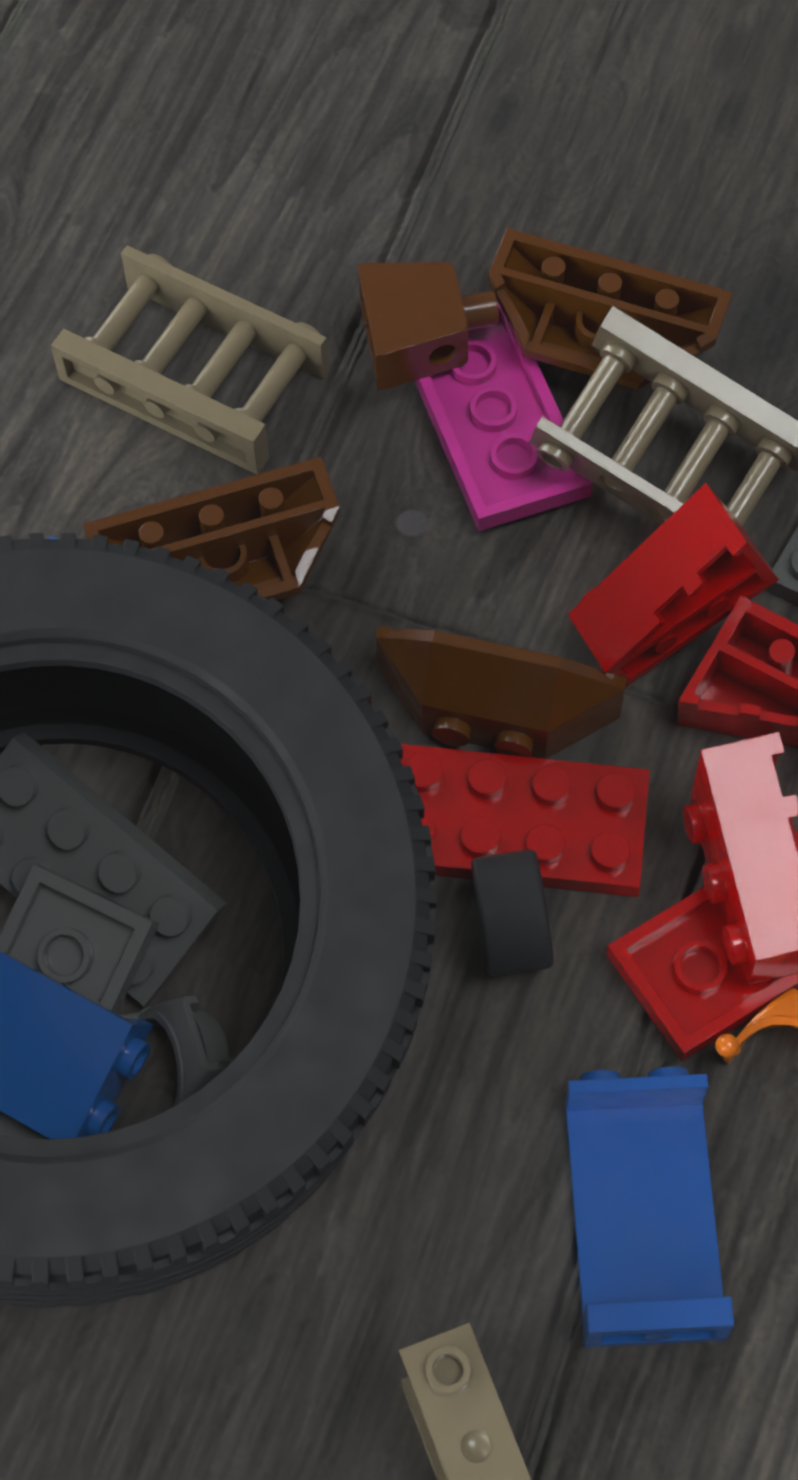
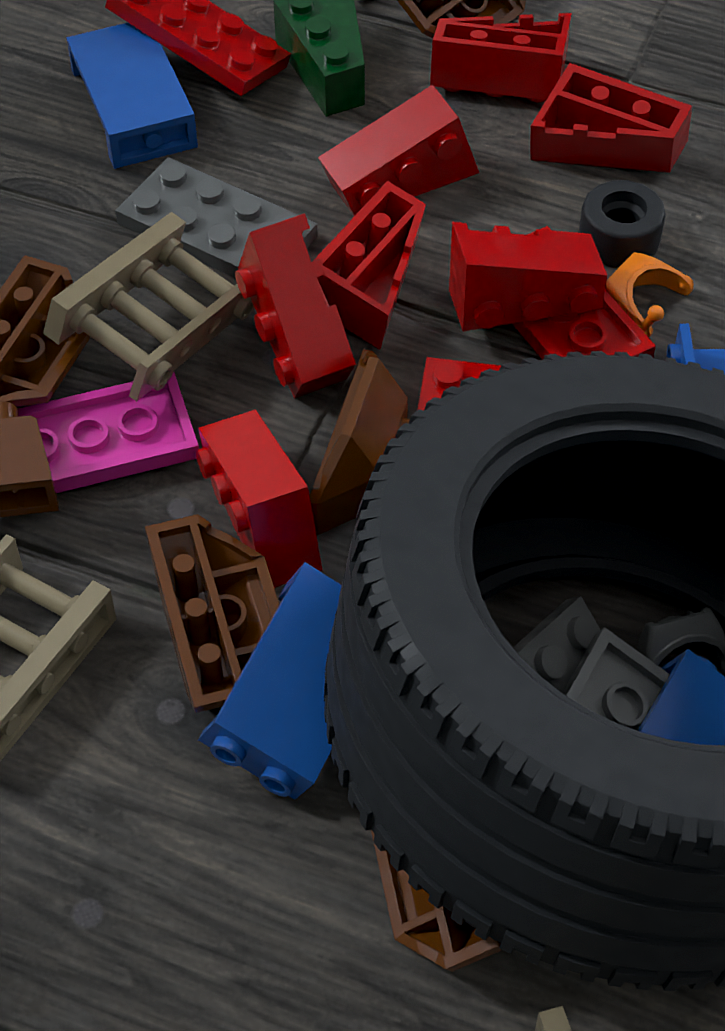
camera: 90 degrees left, 10 degrees down
(407, 577) = (260, 493): none -> red wedge

